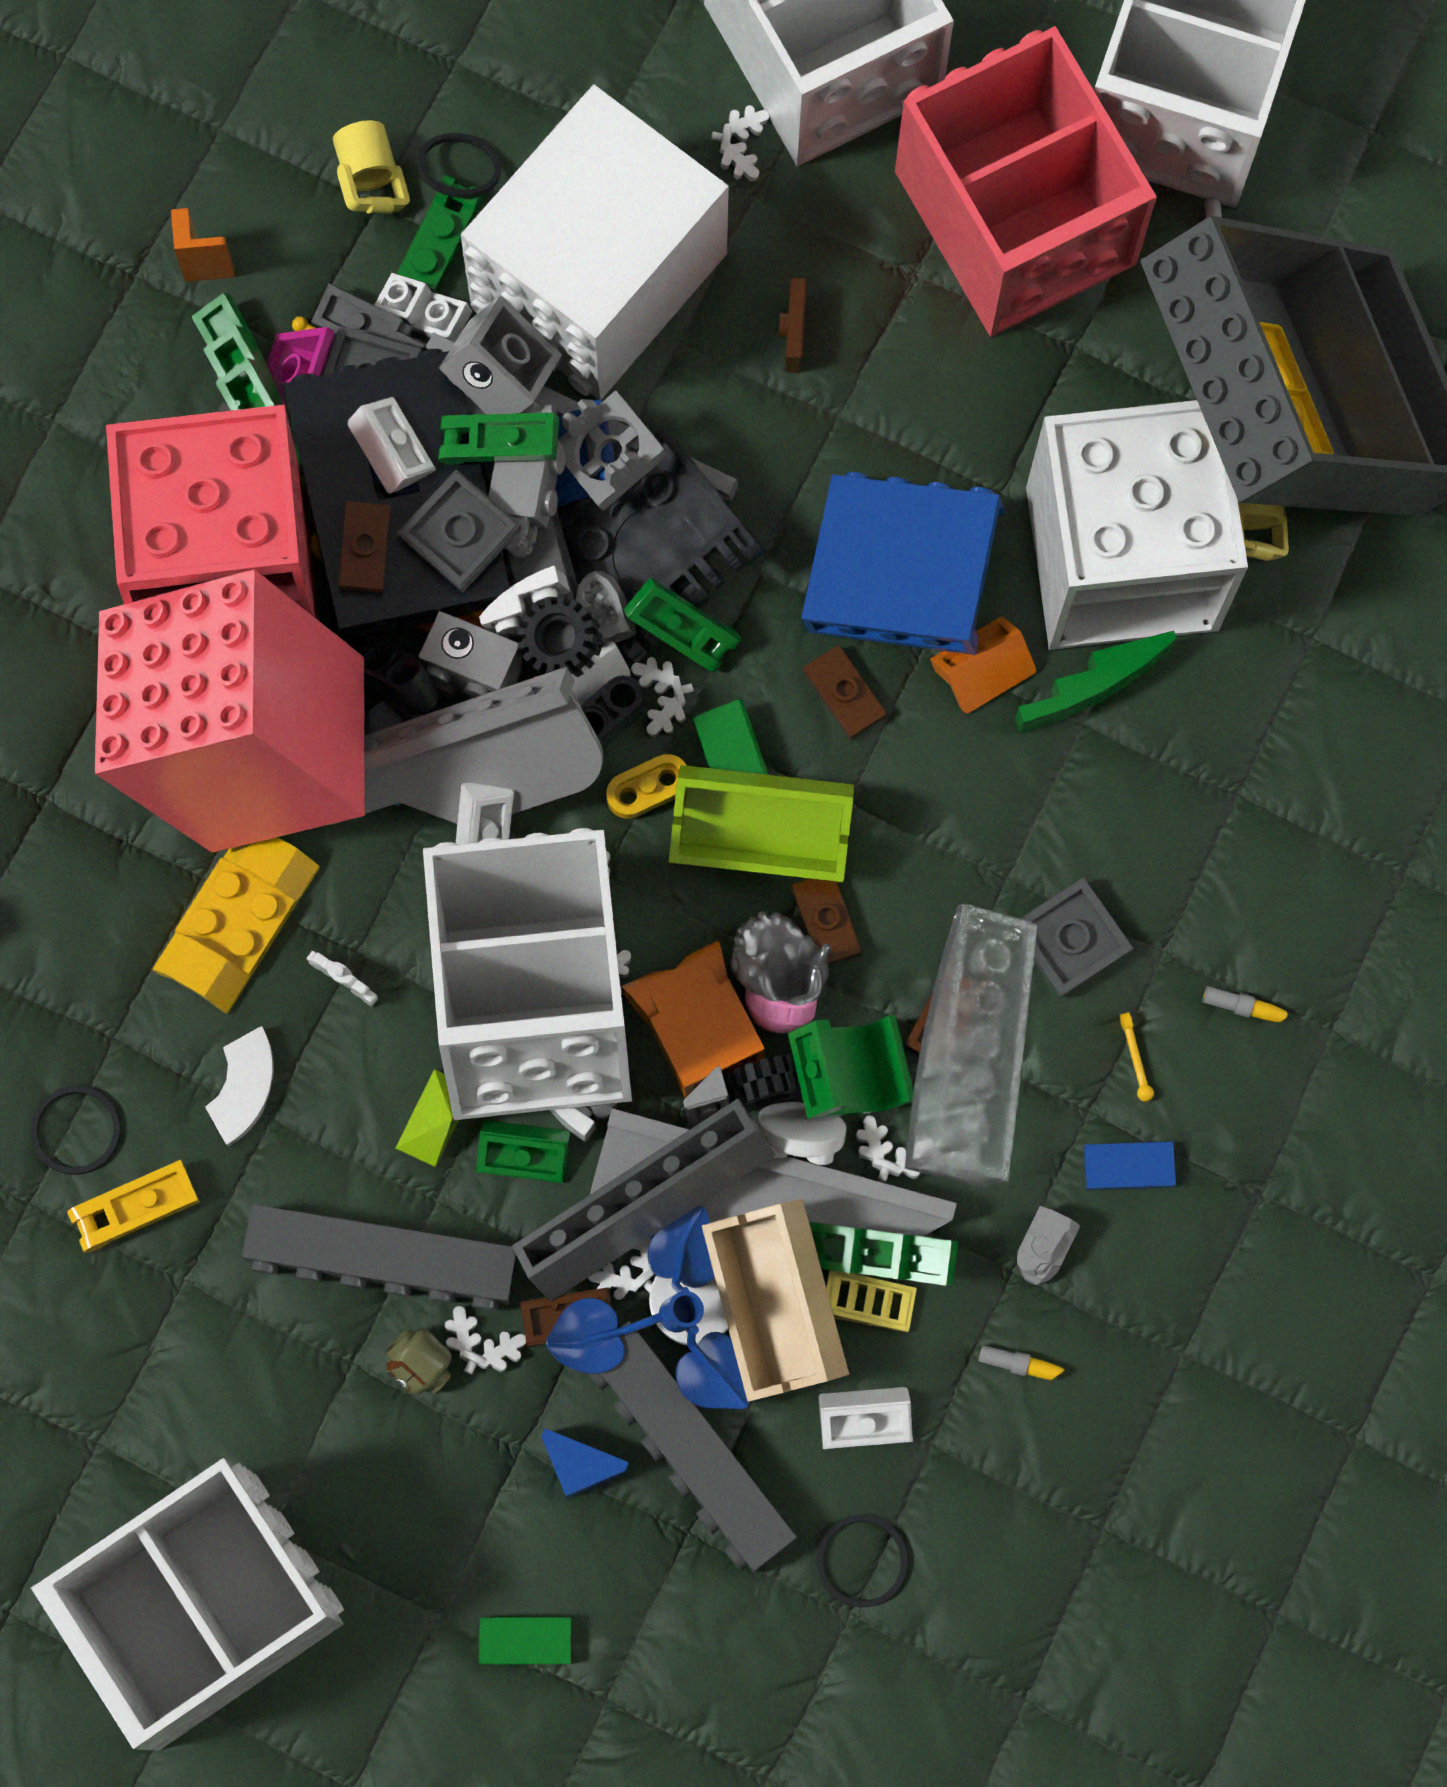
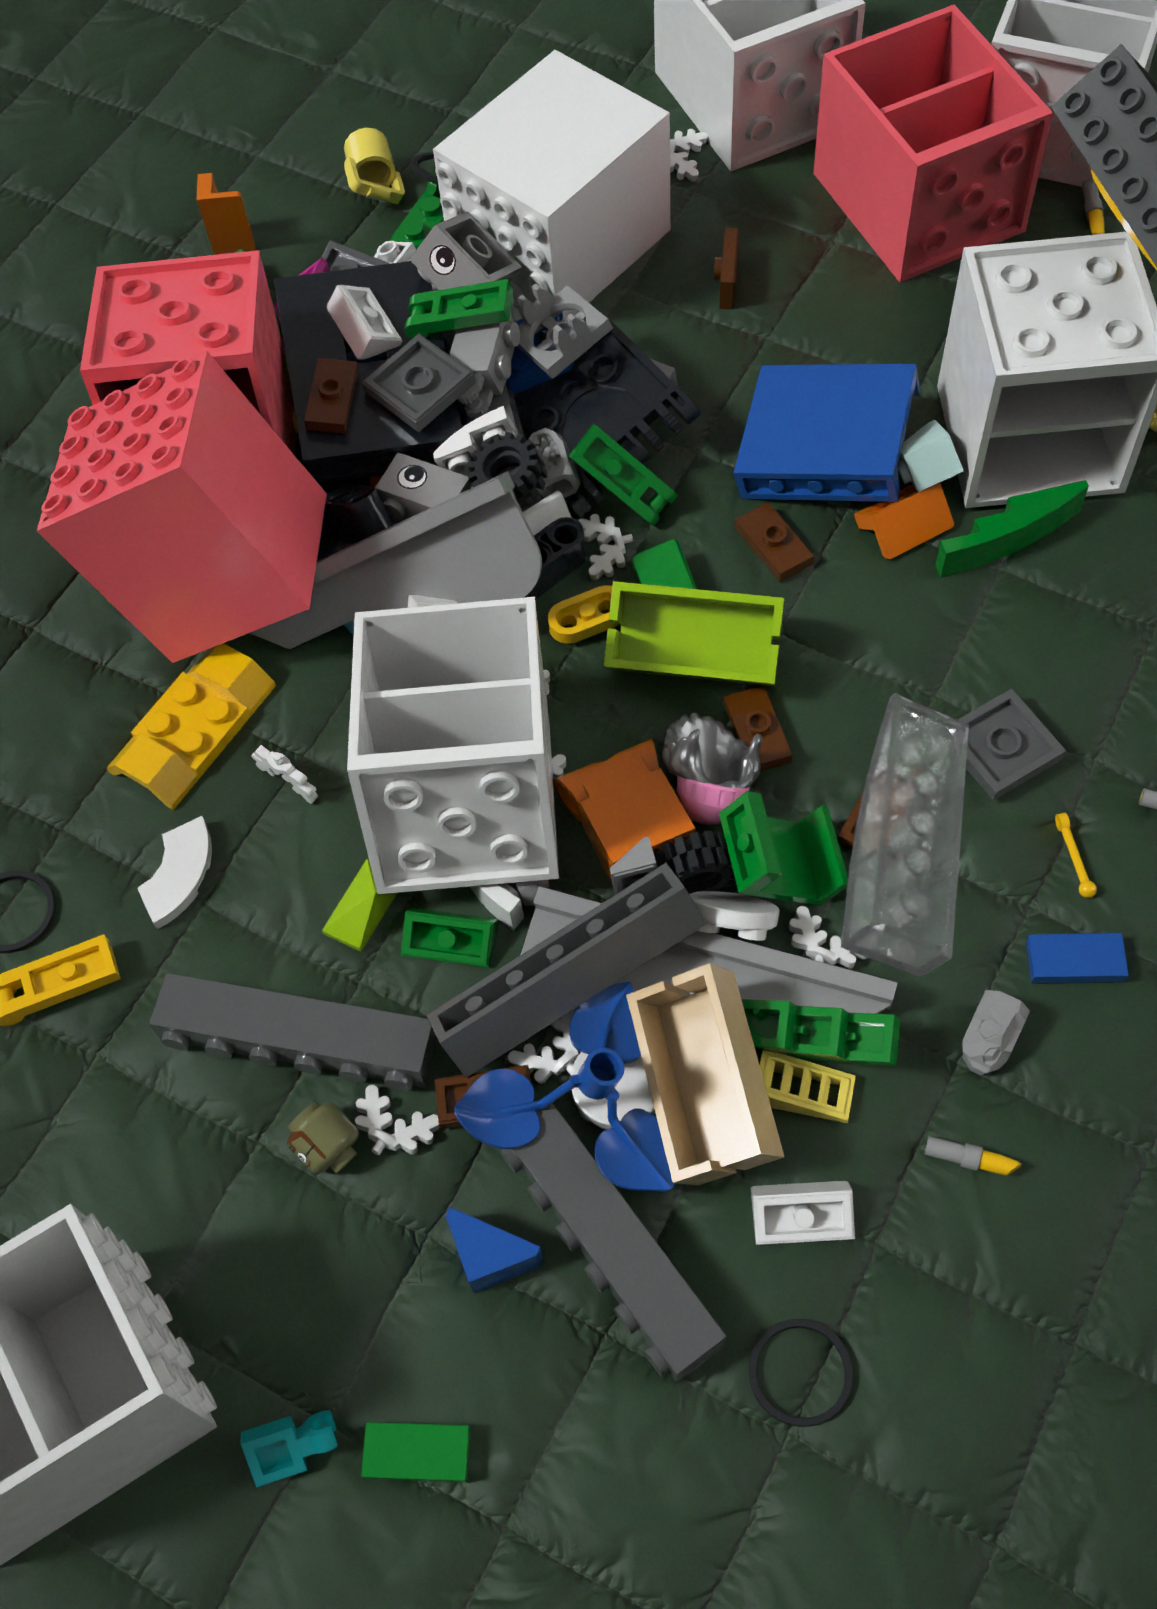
camera: 10 degrees right, 15 degrees down
(406, 1642) = (281, 1448): none -> teal plate
(1010, 599) = (928, 457): none -> light aqua slope

